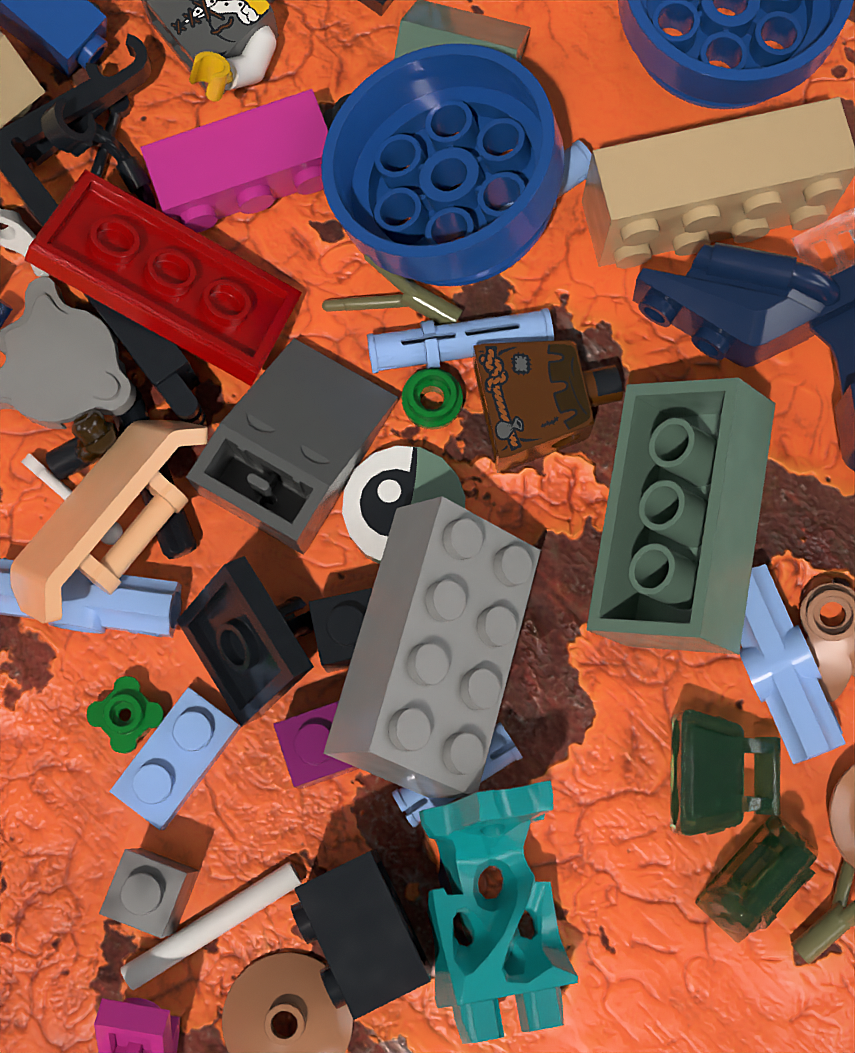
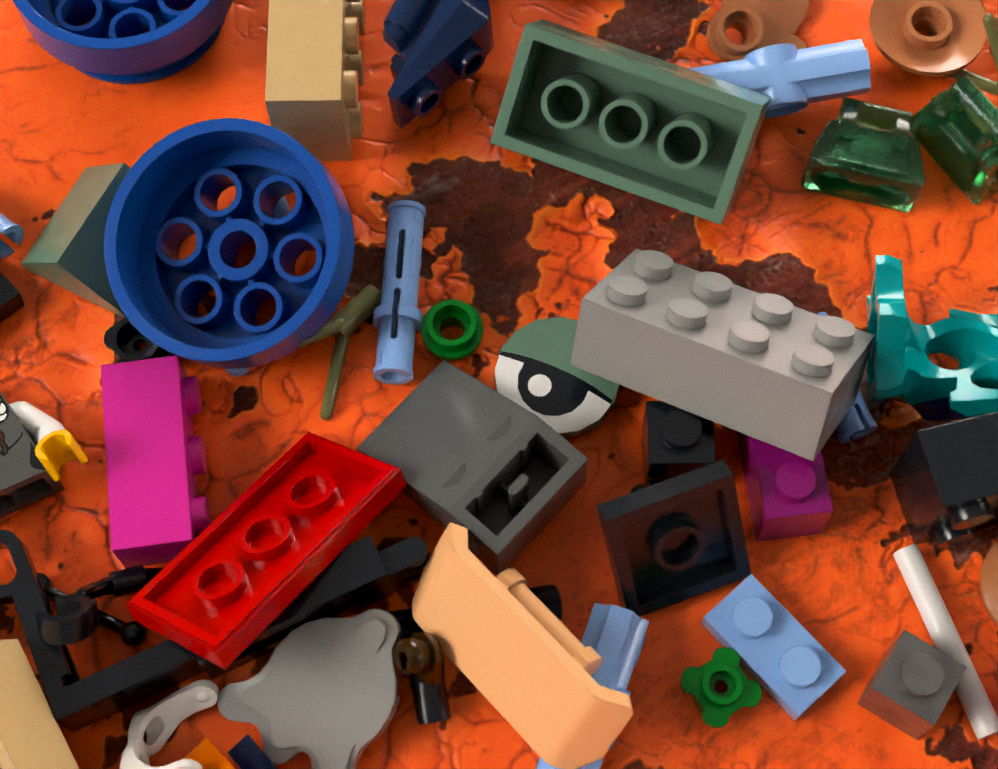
camera: 80 degrees left, 10 degrees down
(64, 491) = (434, 739): white hinge -> none
(538, 397) = (478, 232): reddish brown torso -> none

